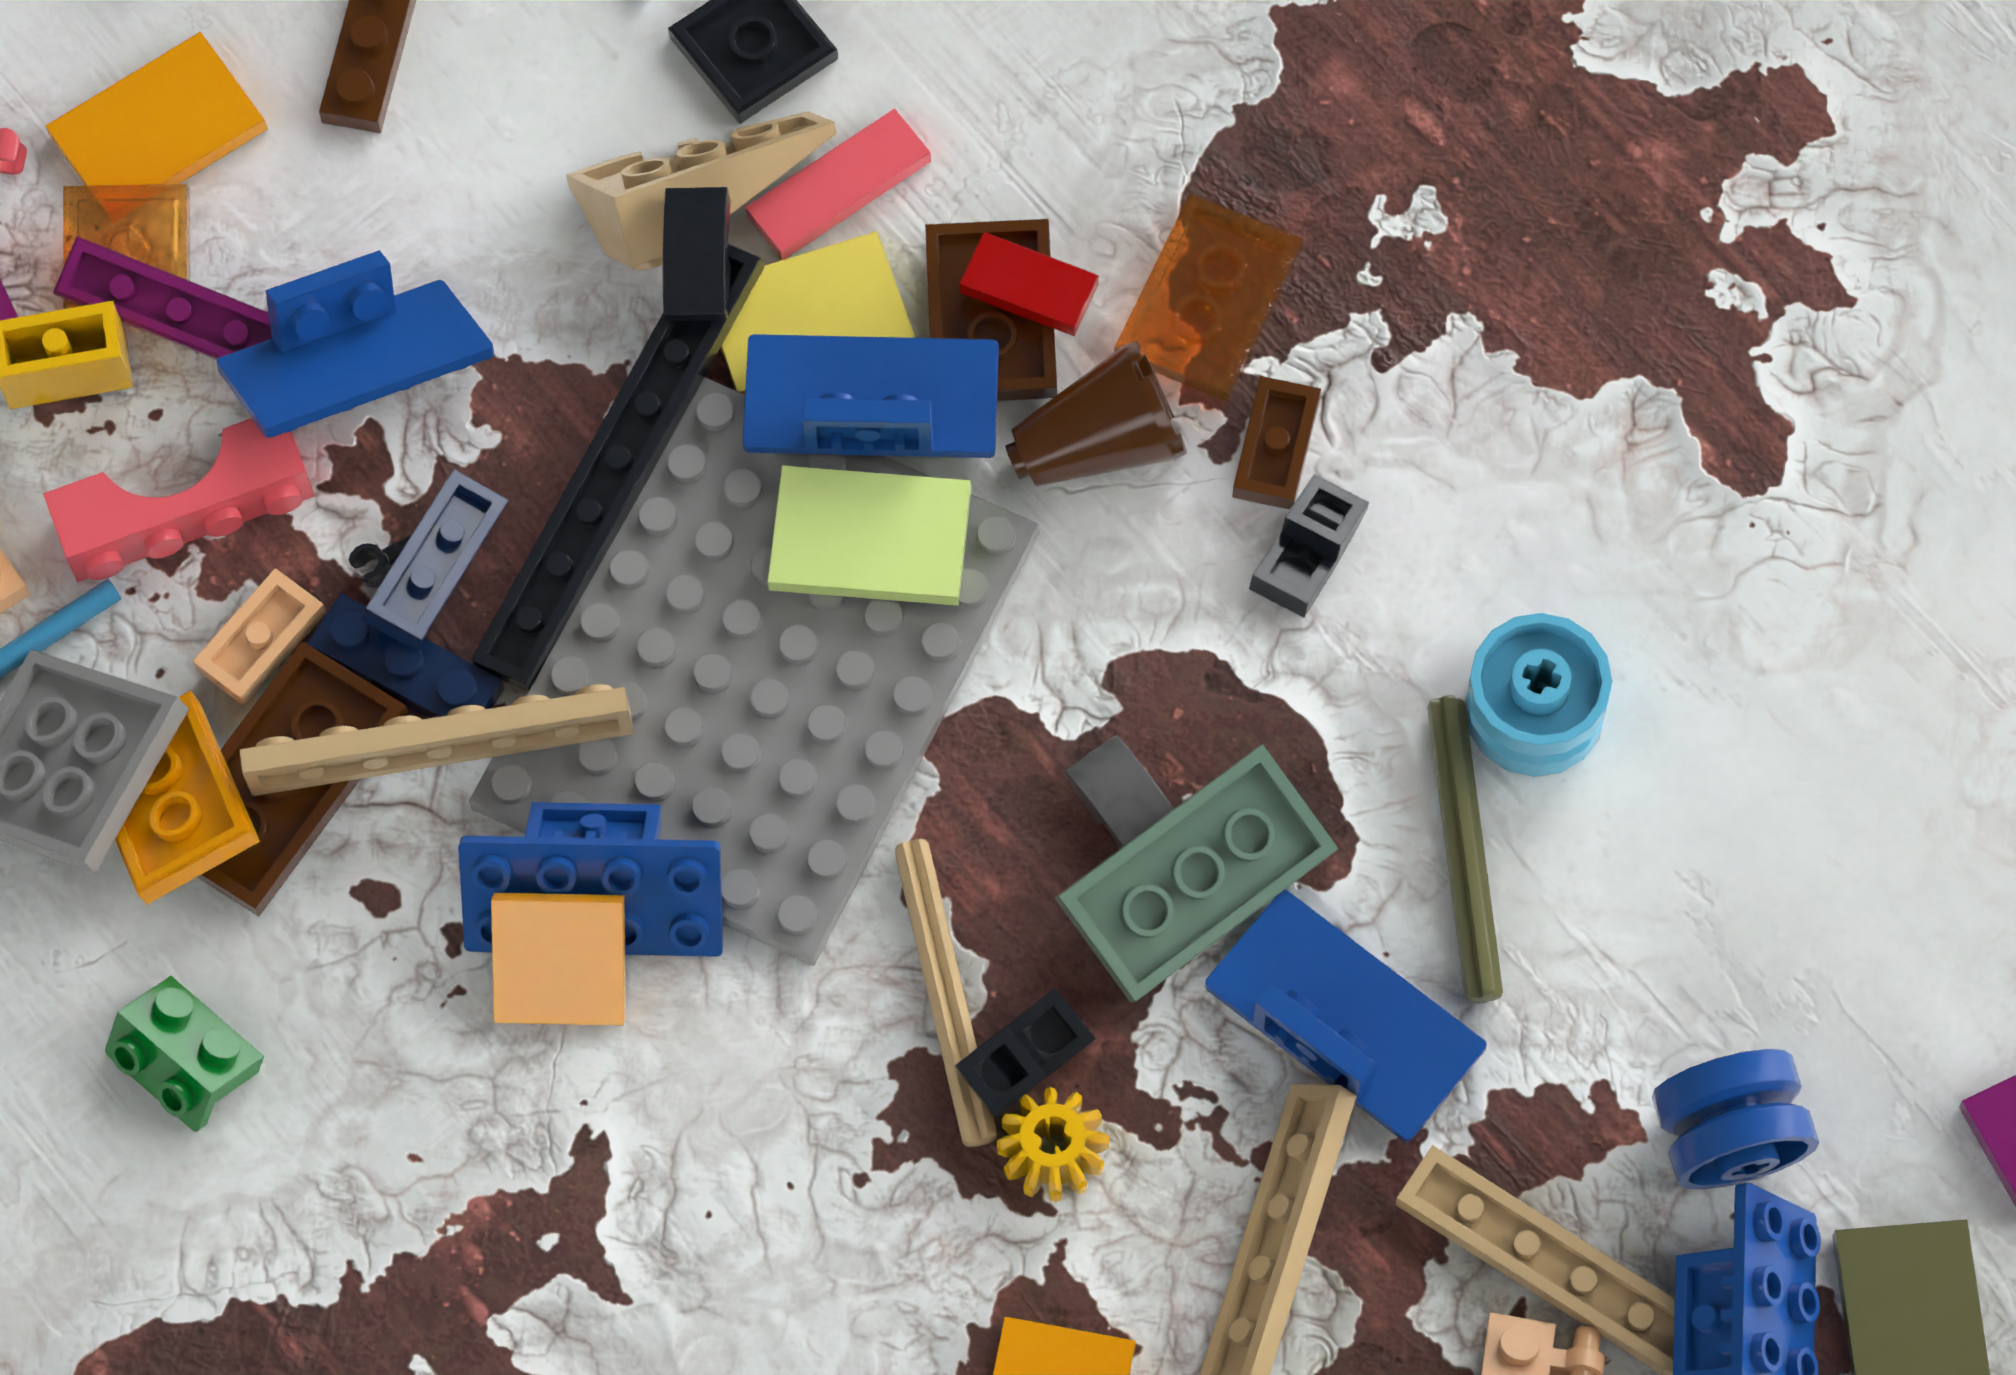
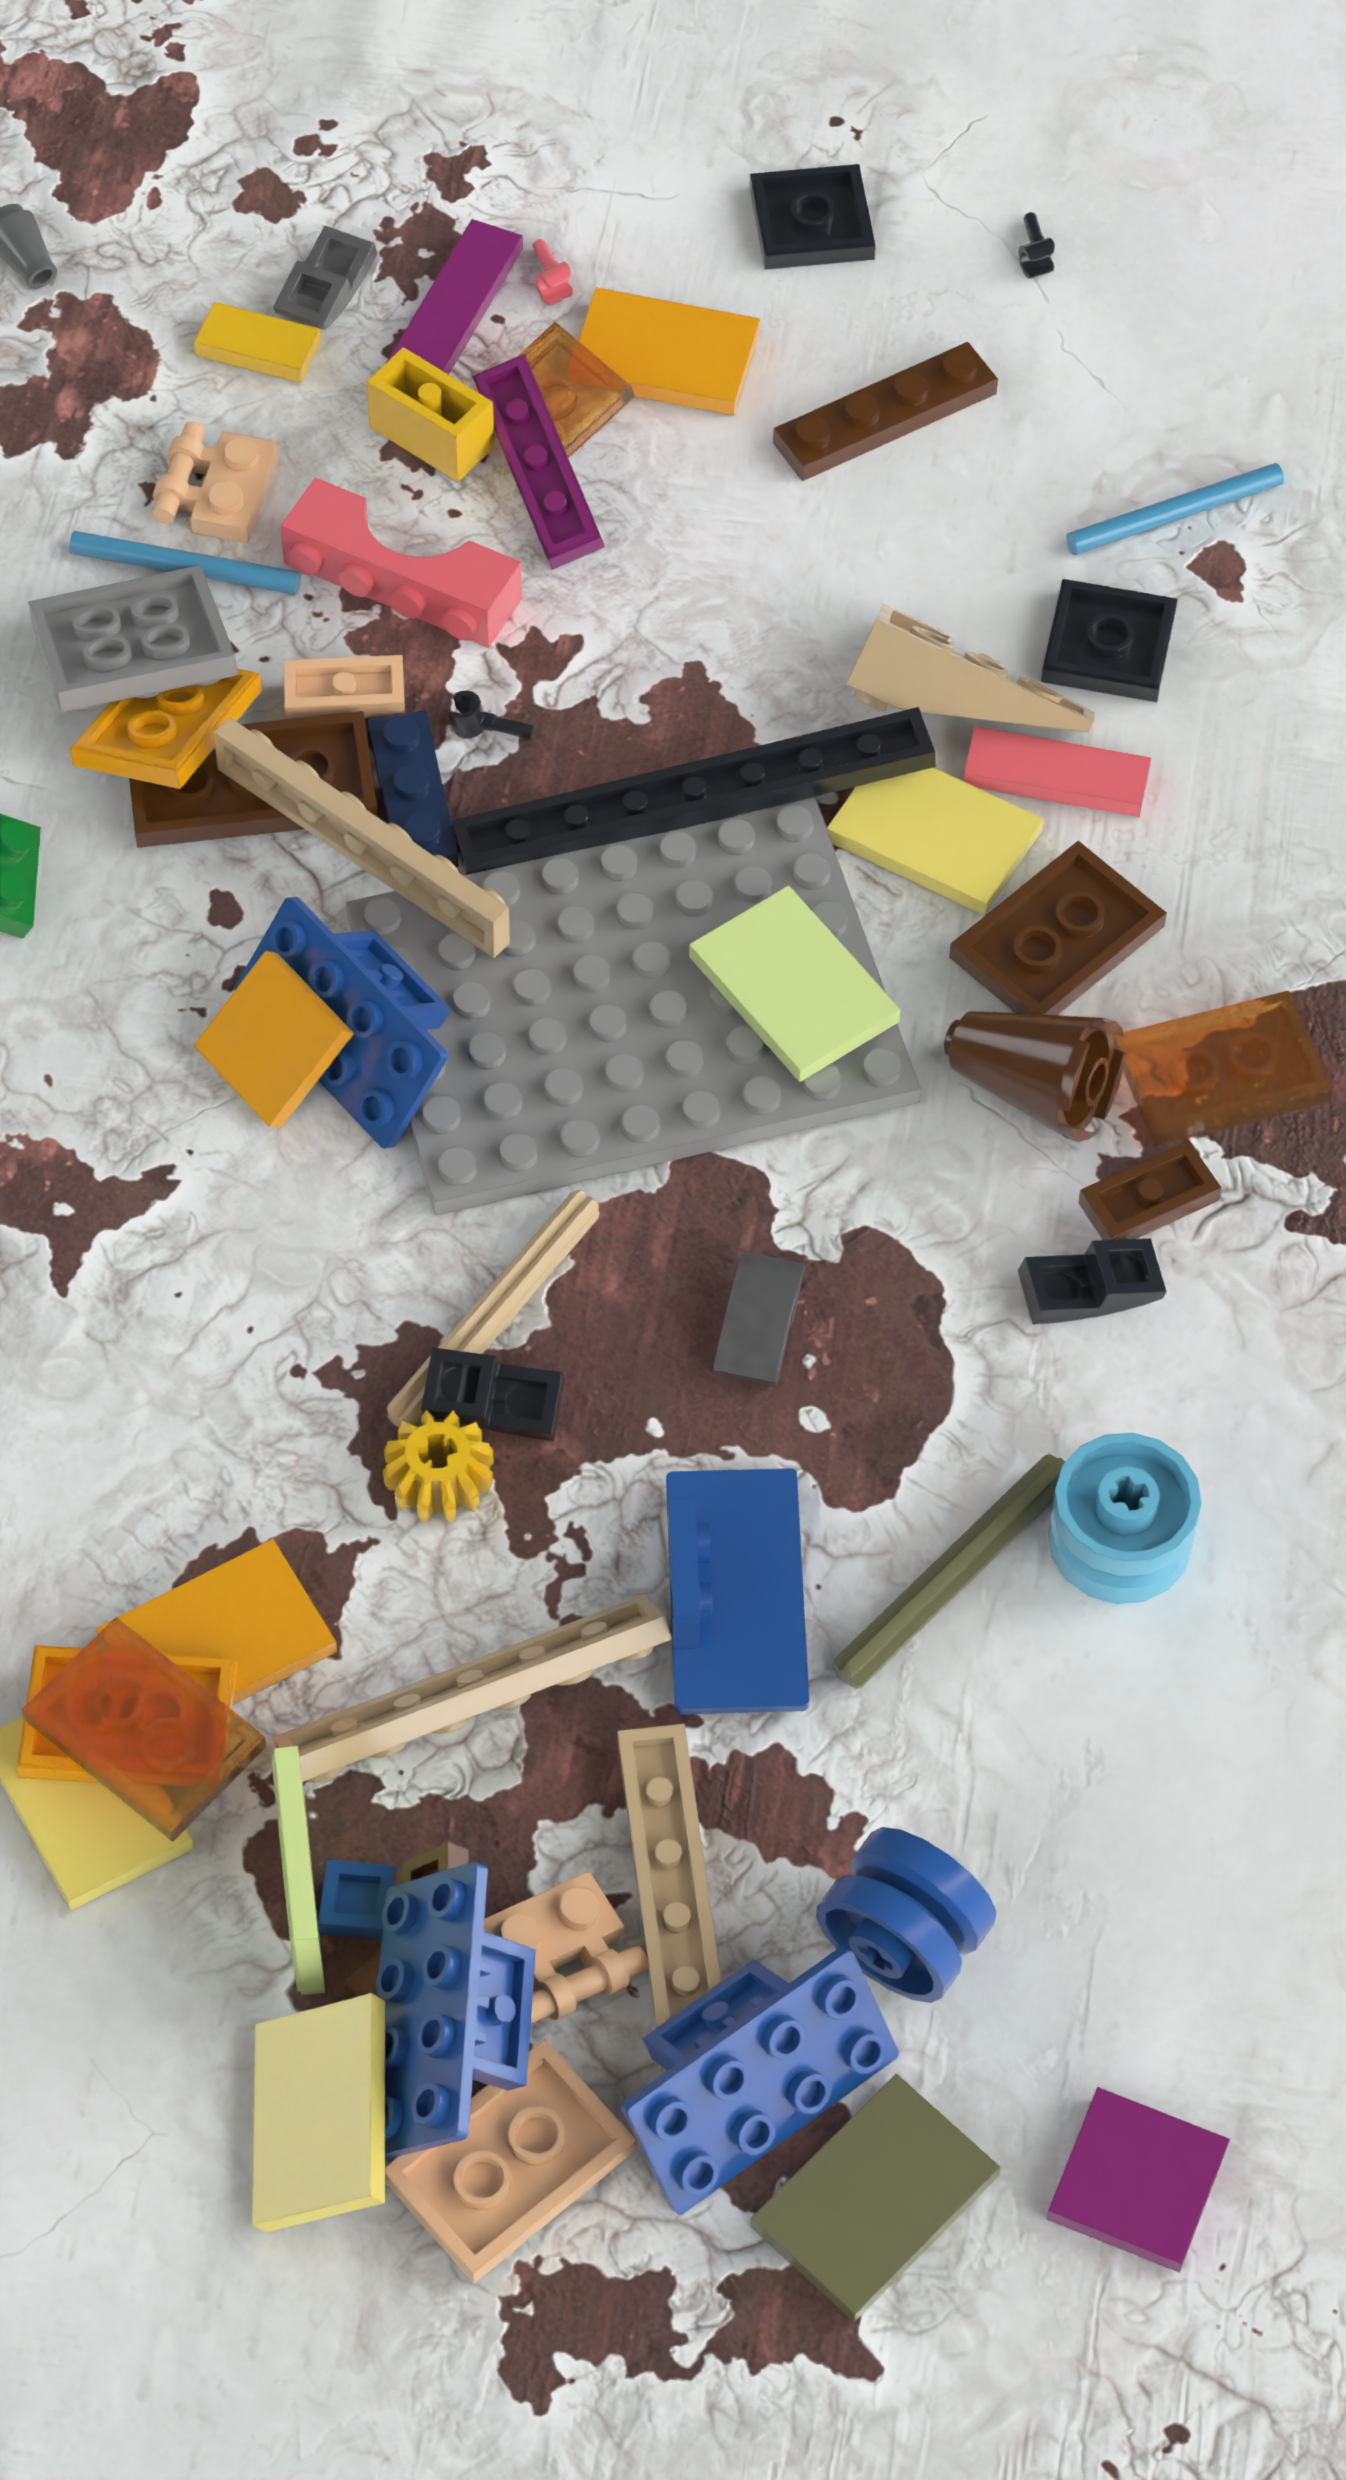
camera: 45 degrees right, 10 degrees down
(349, 342) = (612, 560): blue bracket -> none
(434, 560) = (503, 740): plate -> none
(696, 254) = (882, 709): black slope -> none
(871, 396) = (903, 902): blue bracket -> none
(1029, 284) = (1098, 935): red tile -> none
(1196, 873) = (746, 1396): sand green plate -> none

